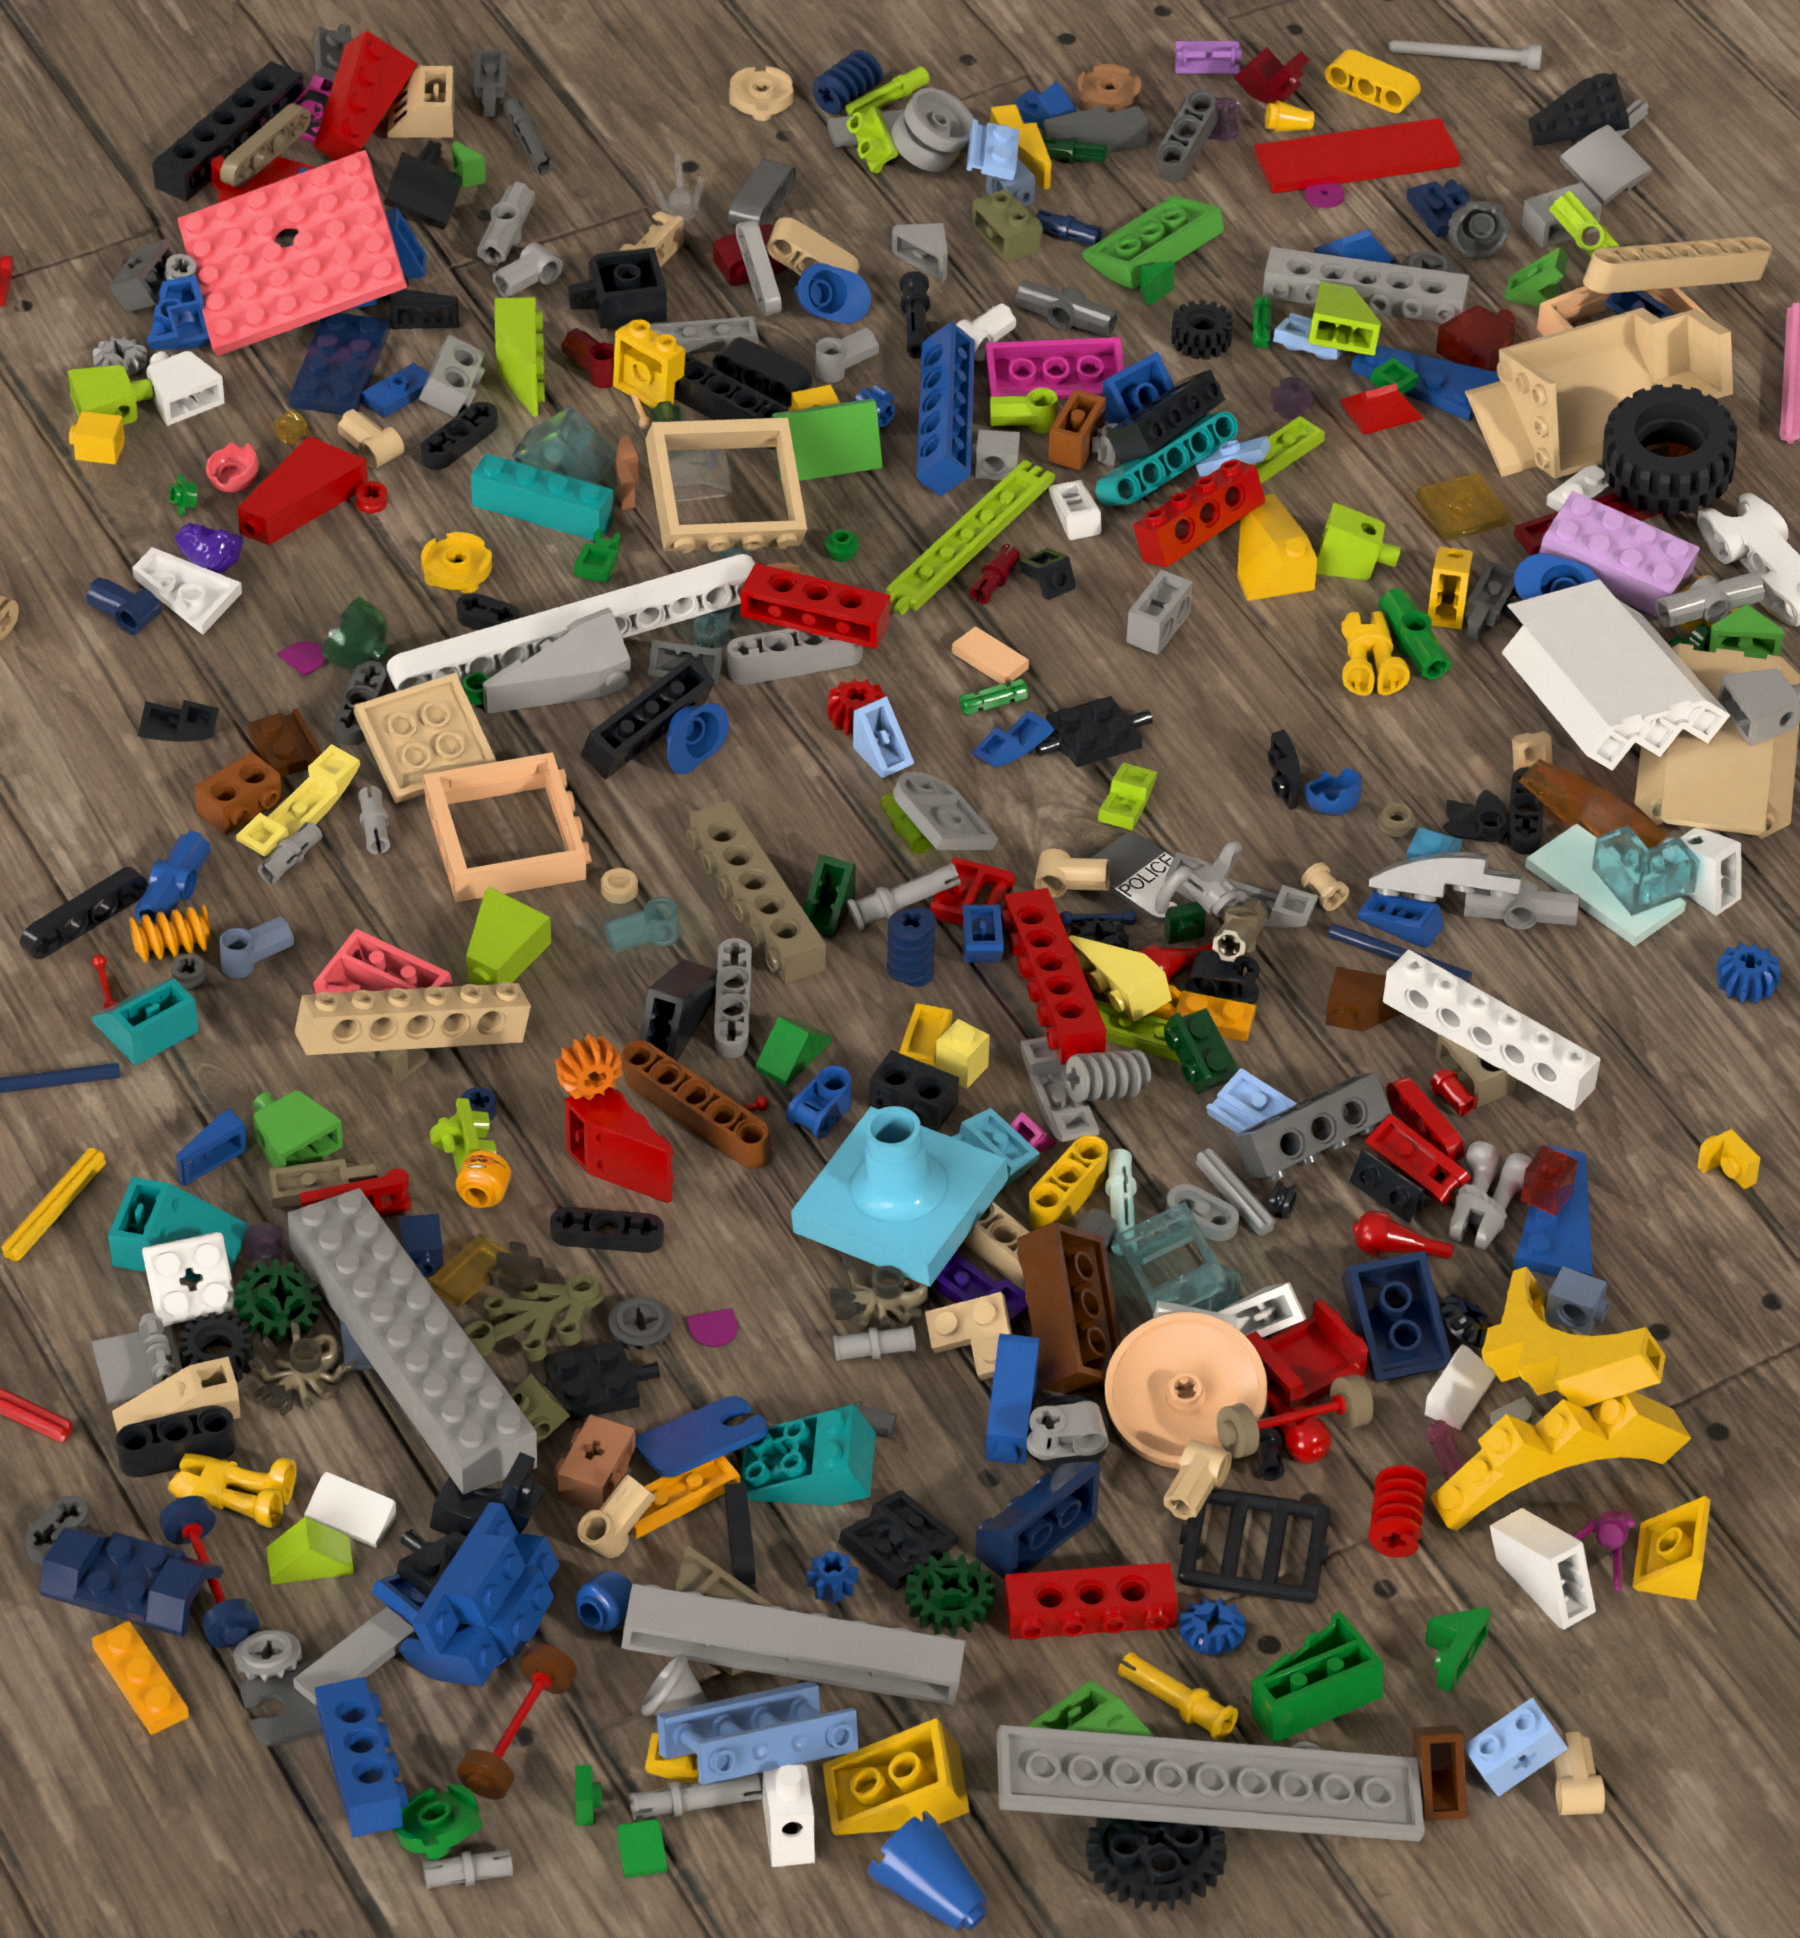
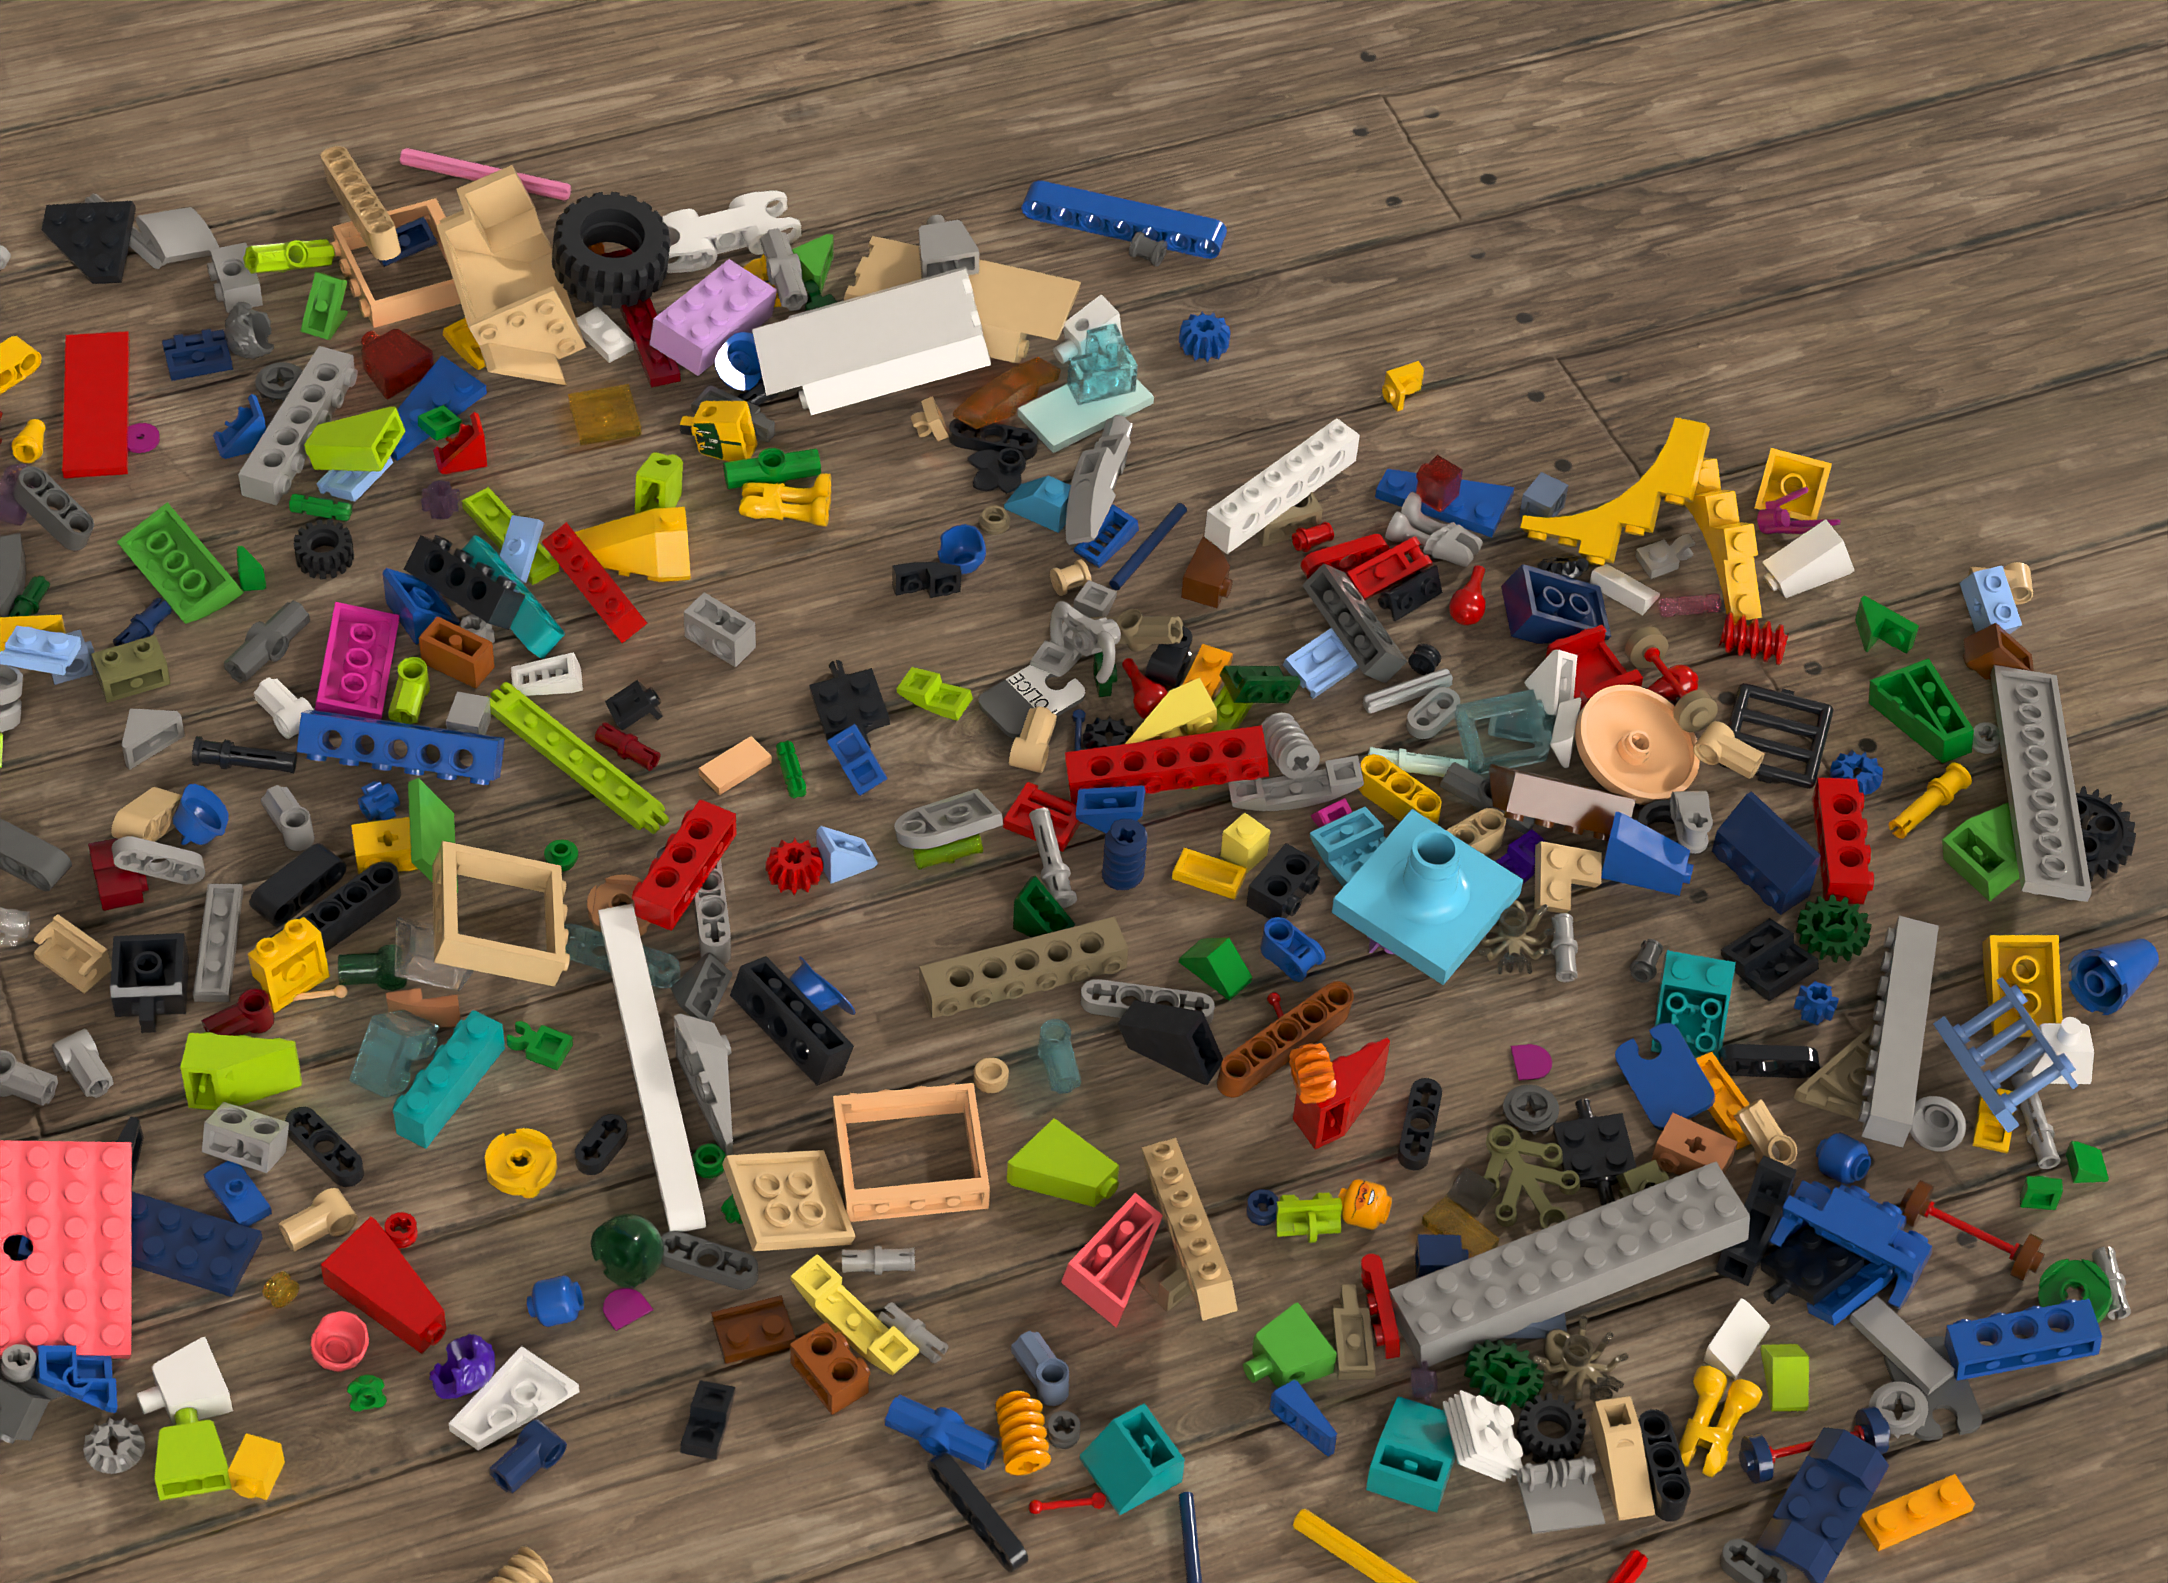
camera: 85 degrees left, 5 degrees up
(295, 599) = (555, 1301): none -> blue head

